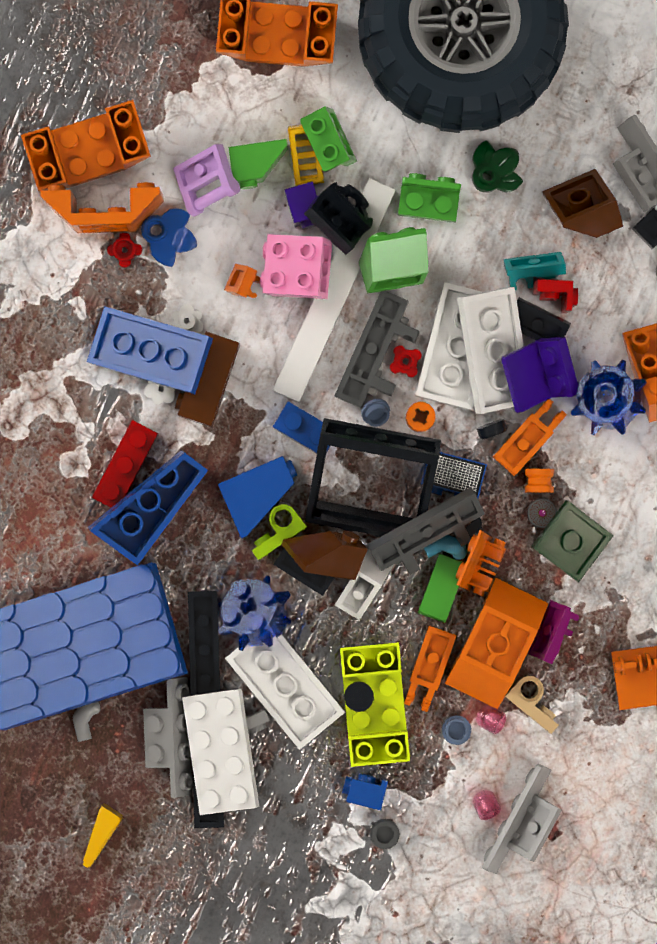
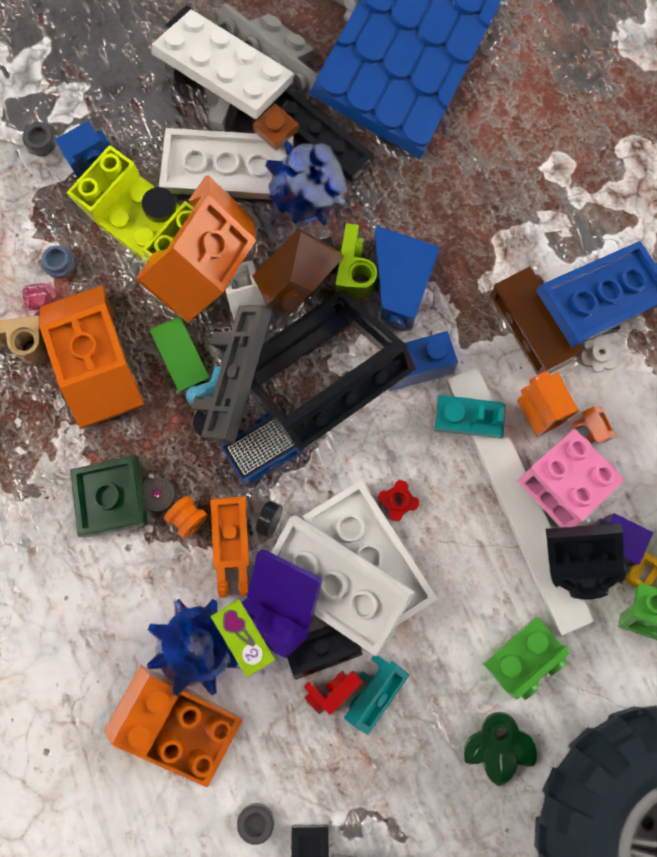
camera: 135 degrees right, 10 degrees down
(125, 464) = (522, 201): red plate -> none
(147, 510) = (470, 170): blue wedge -> none
(231, 673) = (275, 127): none -> dark orange plate
(262, 323) = (546, 403): none -> orange brick
(311, 364) = (469, 416): none -> teal plate
(363, 371) = (446, 506): dark grey hinge -> none
(363, 626) = (202, 253): none -> orange slope
(375, 412) = (377, 433): sand blue plate -> none
(394, 260) = (501, 570): slope -> none
(417, 419) = (337, 474): orange wheel -> none
(430, 664) = (129, 294): orange hinge -> none
(468, 572) = (164, 388): orange hinge -> none
(551, 632) = (52, 408): magenta plate -> none
(577, 372) = (242, 638): none -> lime sticker
(585, 205) = (390, 801): reddish brown slope -> none

